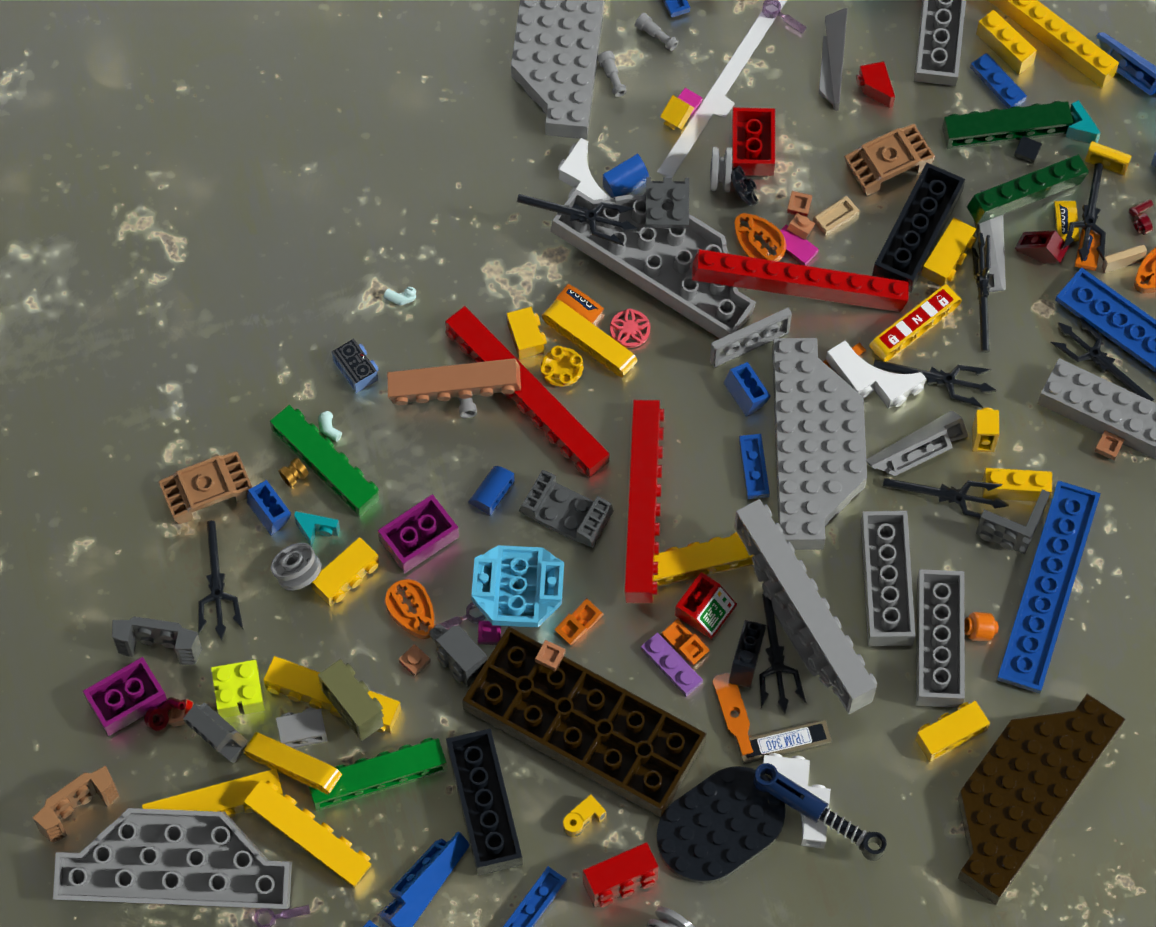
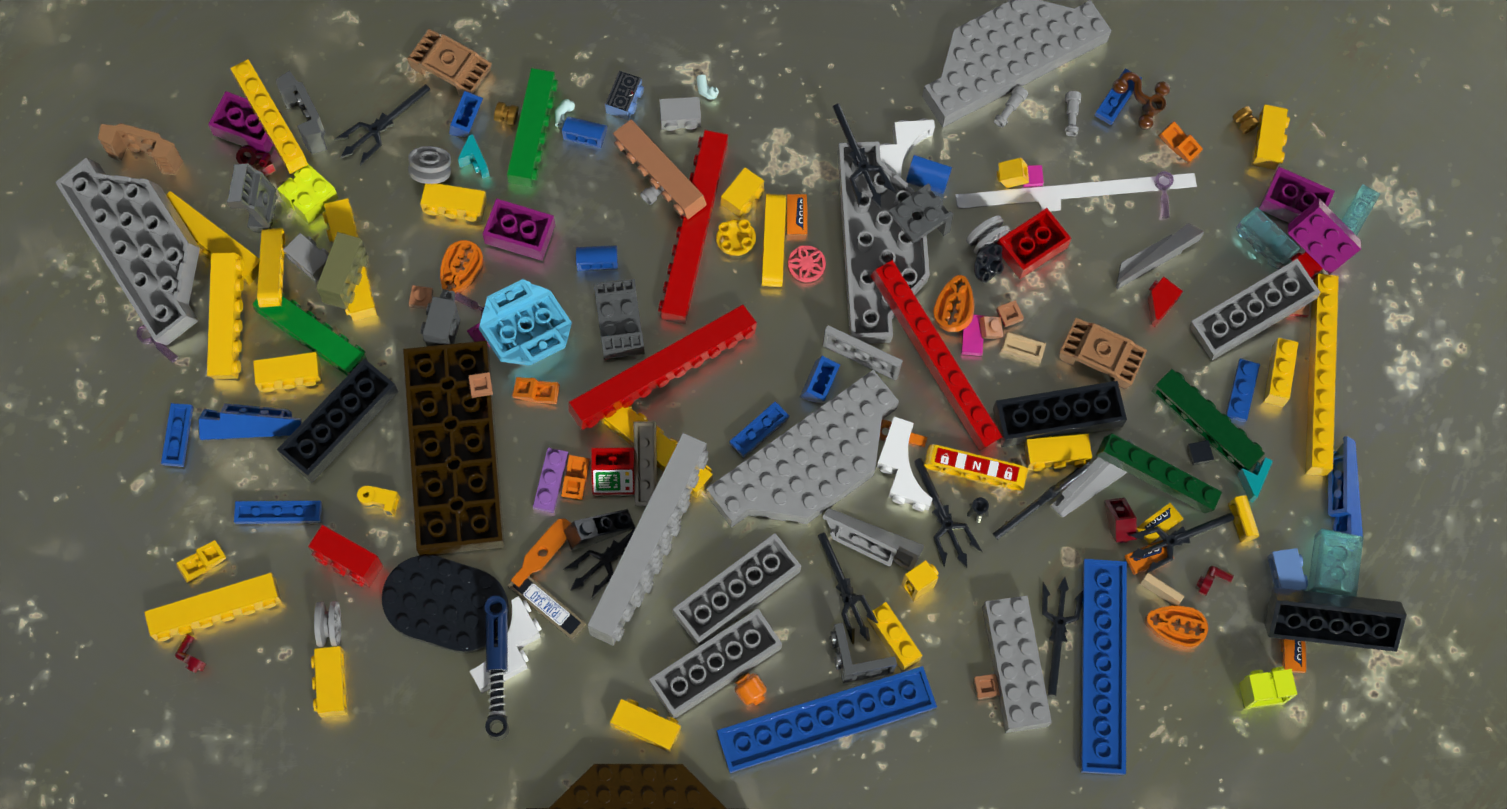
camera: 50 degrees right, 5 degrees up
(145, 666) = (269, 116): none -> yellow brick
(363, 421) = (584, 132): none -> blue brick
(401, 817) = (287, 371): none -> yellow brick
(409, 332) = (680, 113): none -> light grey brick
(712, 566) = (644, 461): none -> dark tan tile
(954, 342) = (979, 506): none -> black piece

